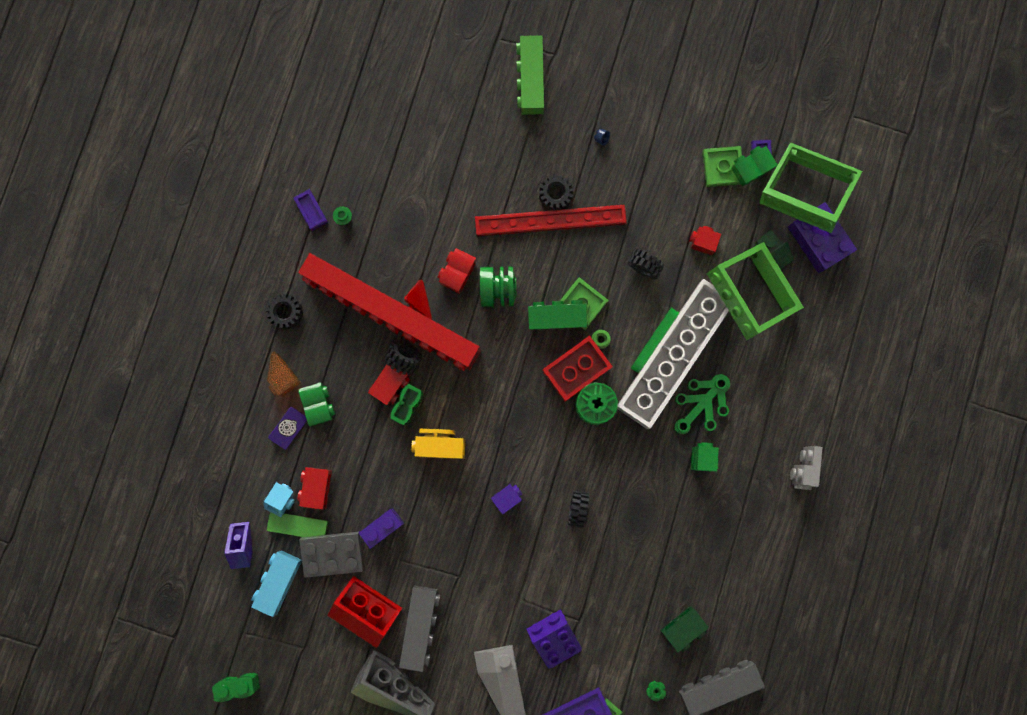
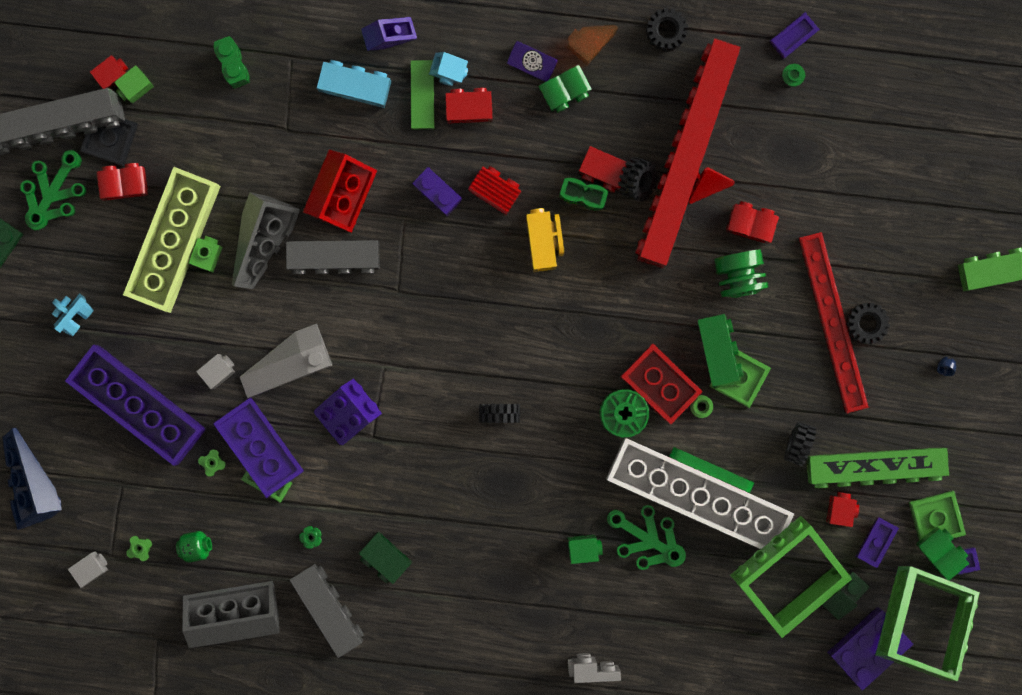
camera: 75 degrees right, 5 degrees up
(331, 554) = (397, 140): dark grey plate -> none
(389, 479) = (495, 190): none -> red brick
(507, 498) = (497, 329): dark purple brick -> none
(673, 205) = (877, 466): none -> bright green brick
(735, 217) = (877, 542): none -> dark purple plate

